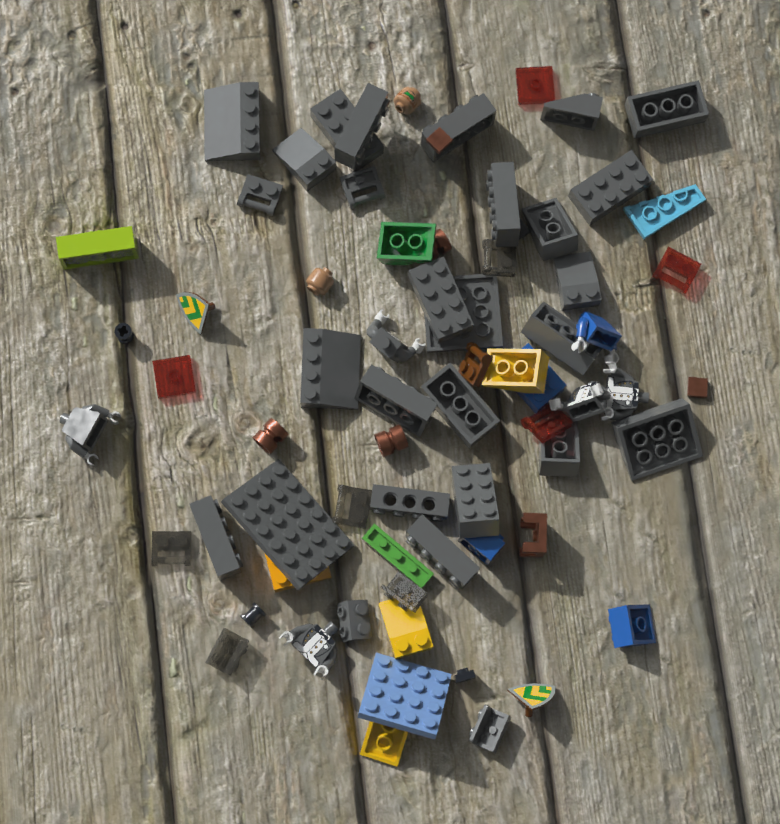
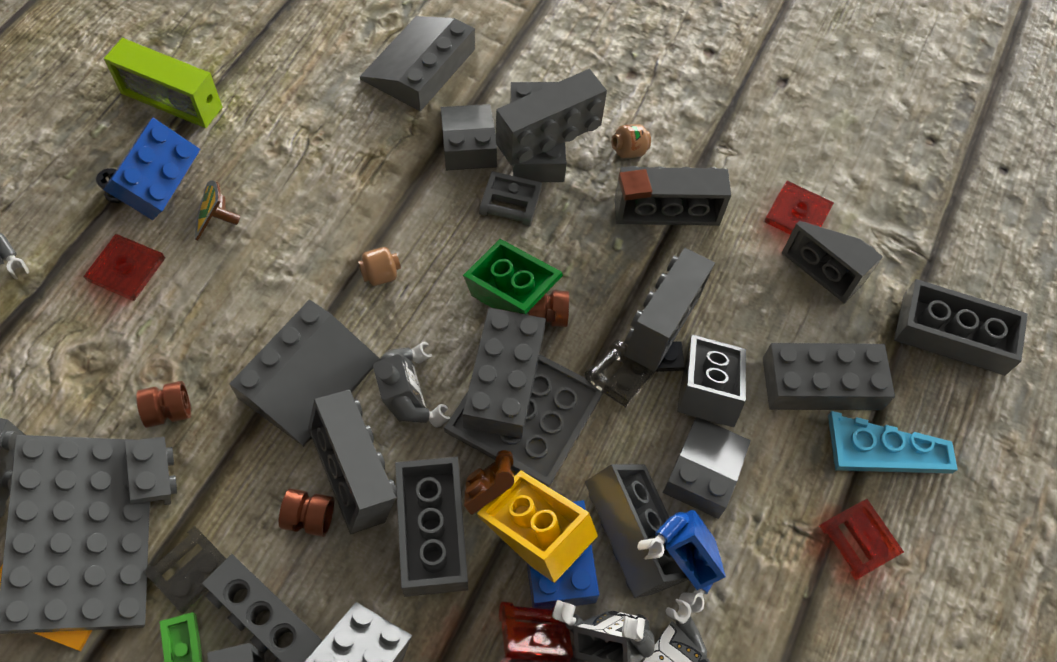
camera: 35 degrees right, 15 degrees down
(144, 308) = (152, 169): none -> blue brick
(262, 190) = (394, 136): dark grey plate -> none
(295, 473) = (149, 471): none -> dark grey bracket

